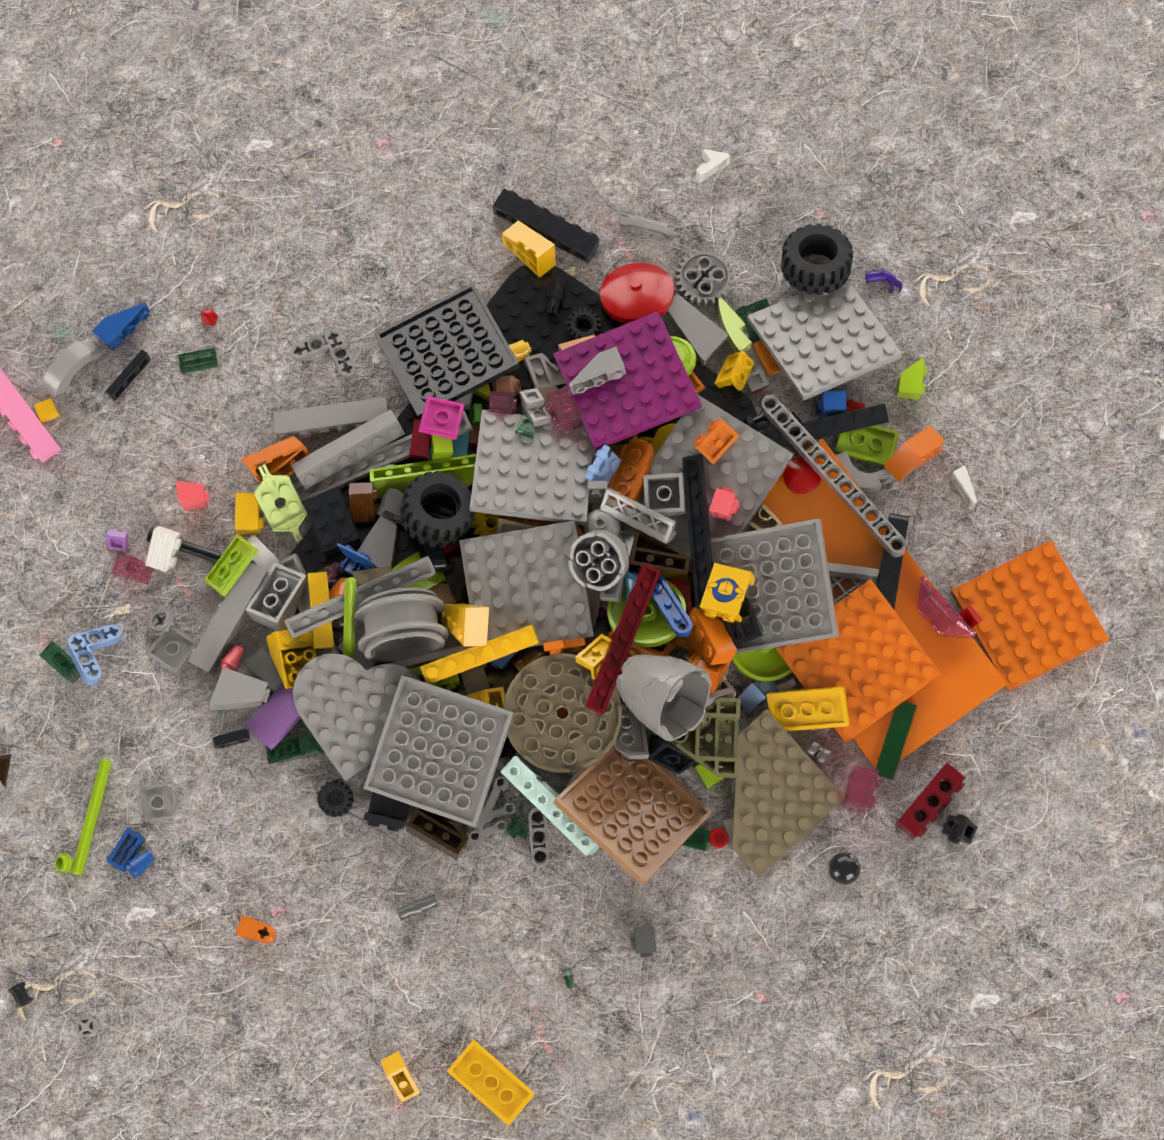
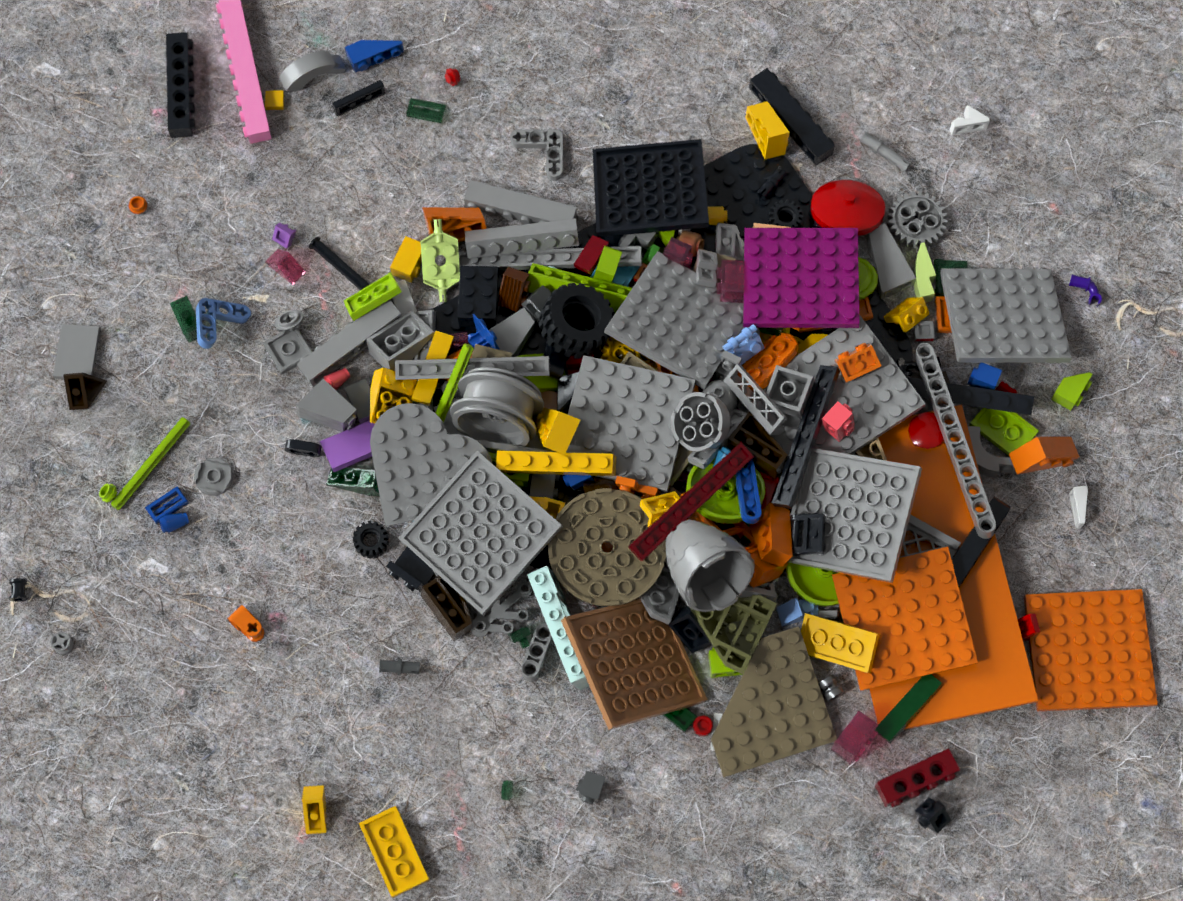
camera: 25 degrees right, 5 degrees down
(163, 549) = (319, 258): white brick -> none
(192, 495) = (366, 223): coral slope -> none
(441, 417) = (616, 242): dark pink tile -> none
(525, 427) = (689, 281): clear green tile -> none
(602, 368) = (780, 256): light grey slope -> none
(726, 592) = (805, 499): yellow panel -> none
(814, 277) = (1023, 259): black tyre -> none
(844, 868) = (807, 803): black helmet -> none
(940, 613) = (1002, 608): clear pink wedge -> none

